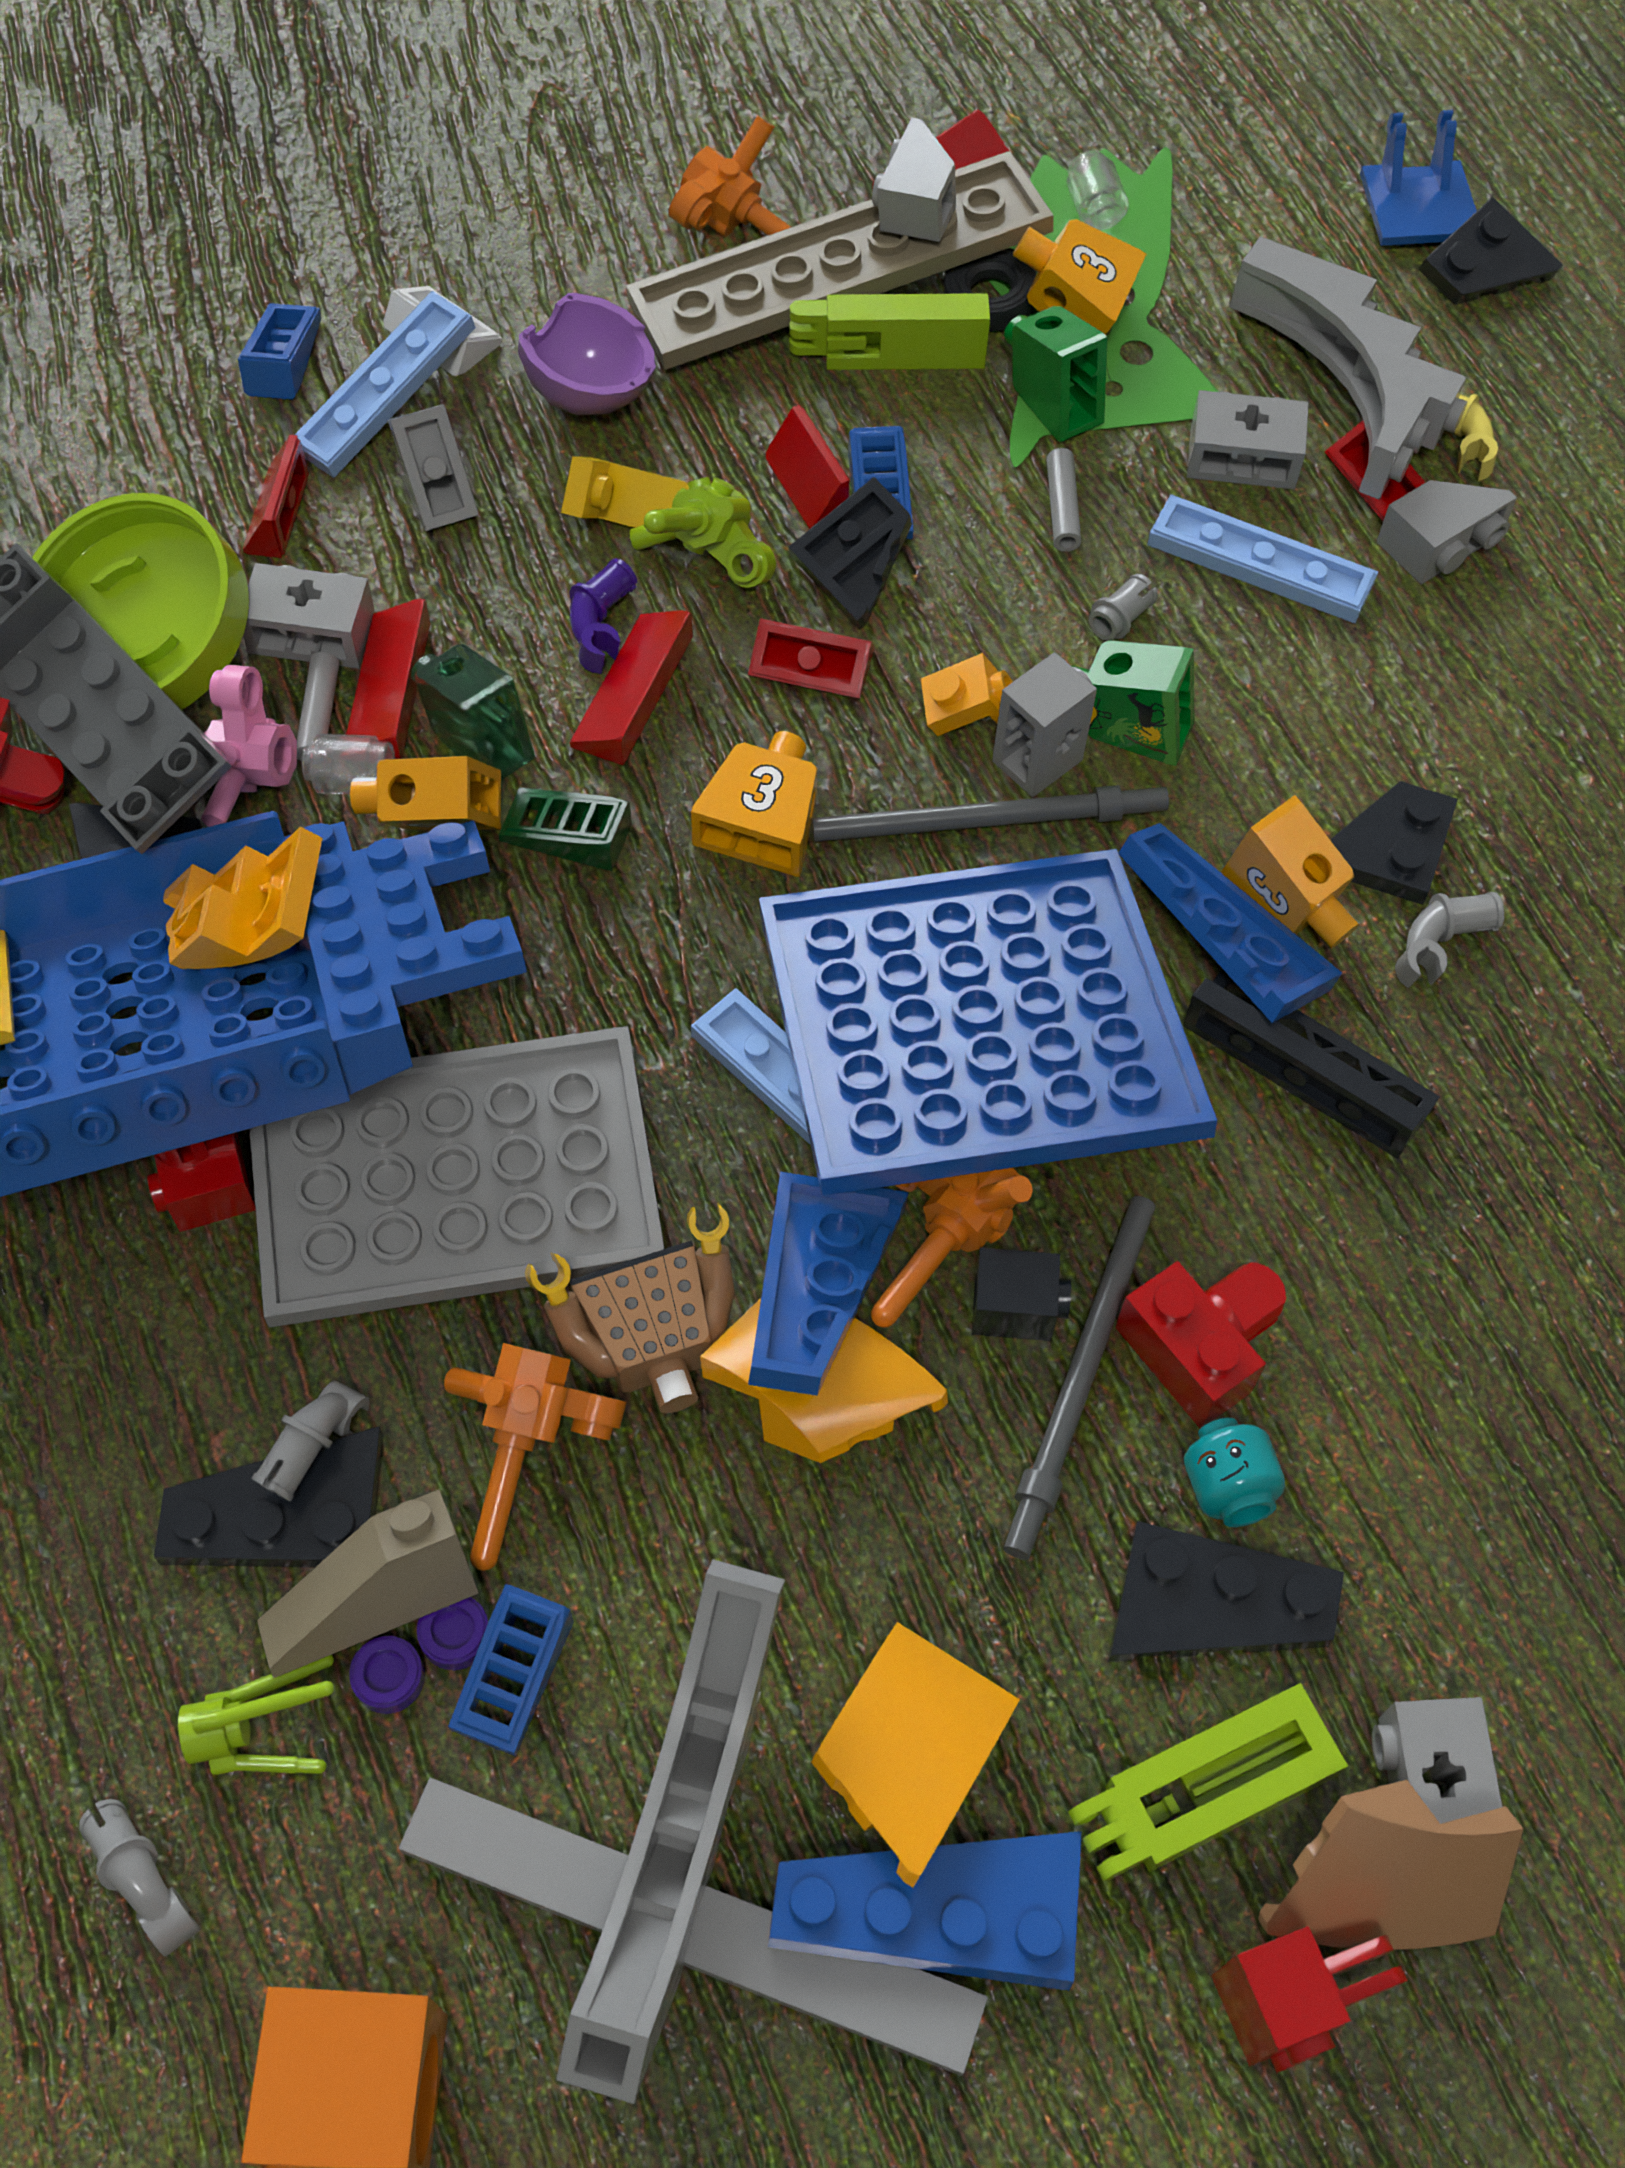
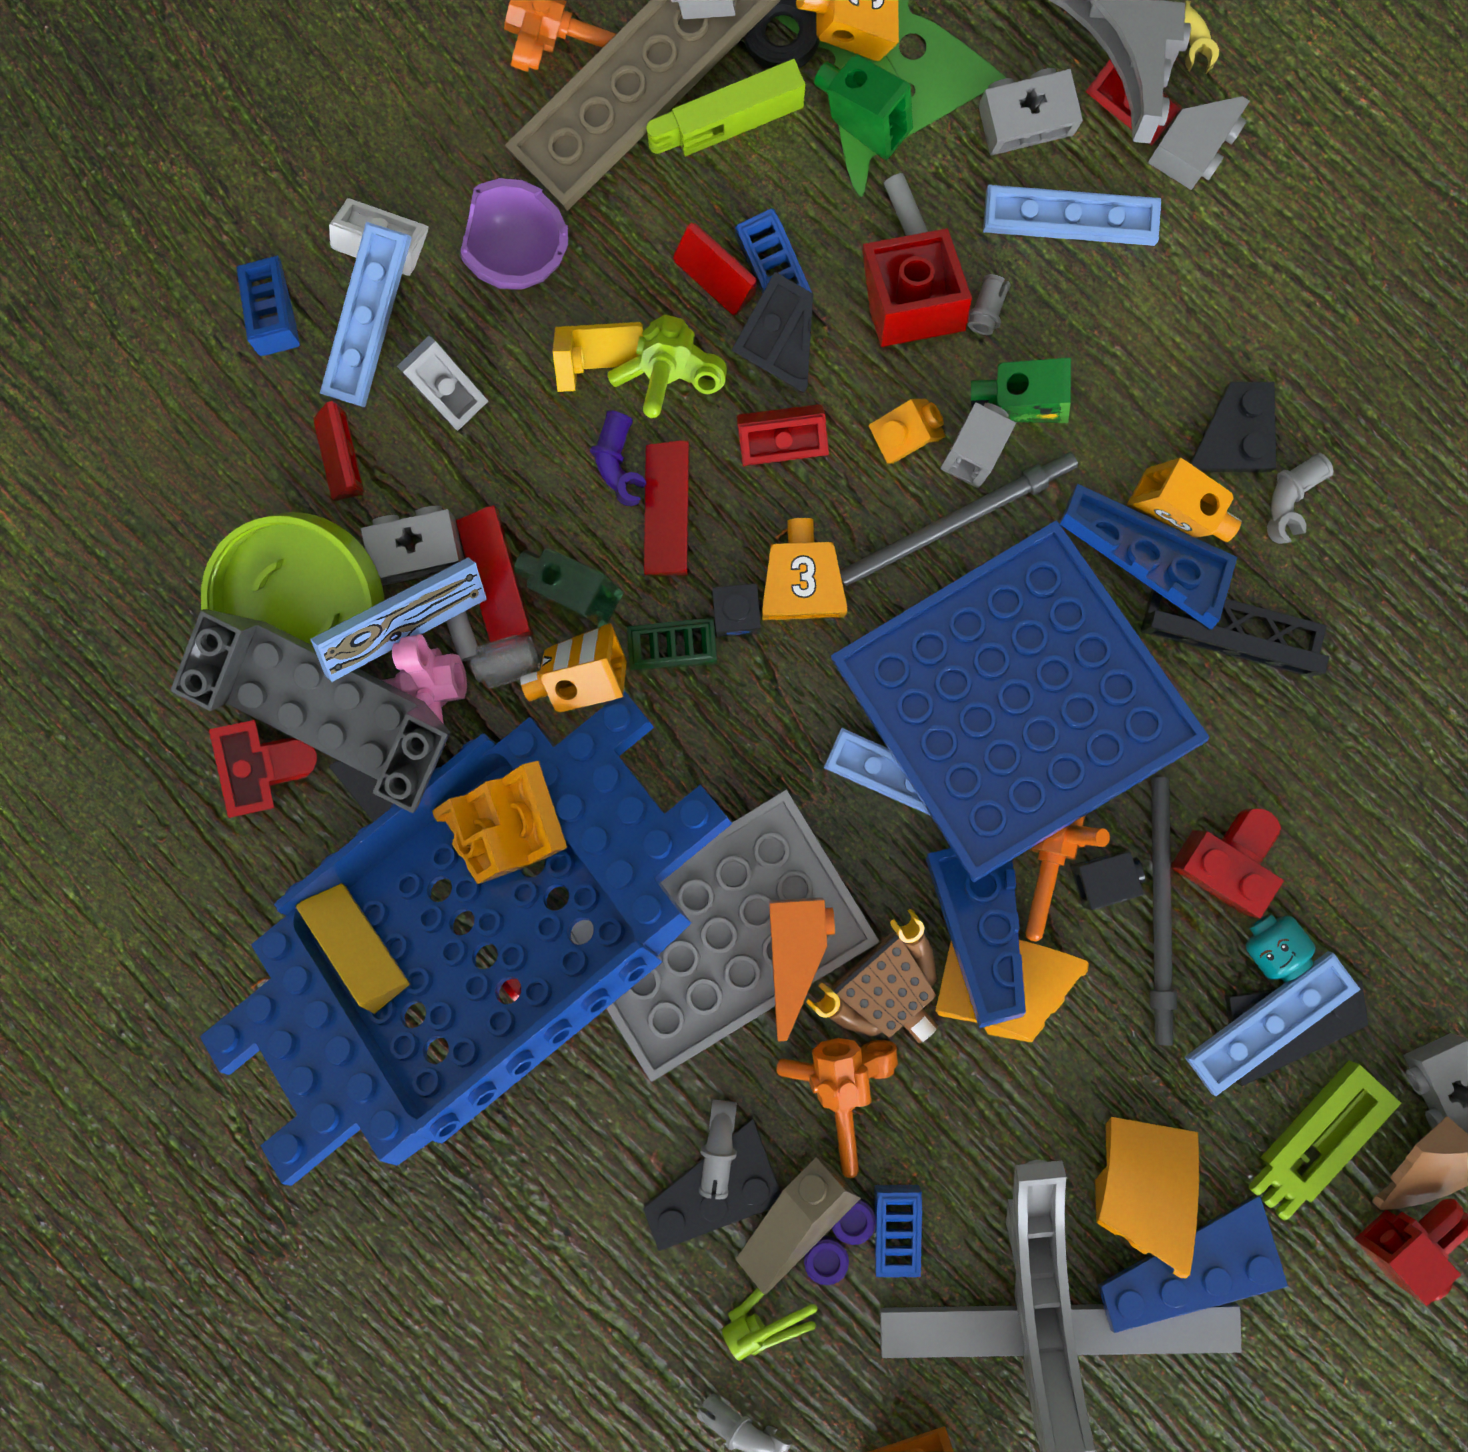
camera: 15 degrees left, 25 degrees up
(283, 655) = (402, 615): none -> light blue tile
(542, 1210) = (798, 945): none -> orange slope
(660, 806) = (736, 610): none -> black brick
(1037, 556) = (916, 287): none -> red slope
(1184, 1567) = (1272, 1023): none -> light blue tile

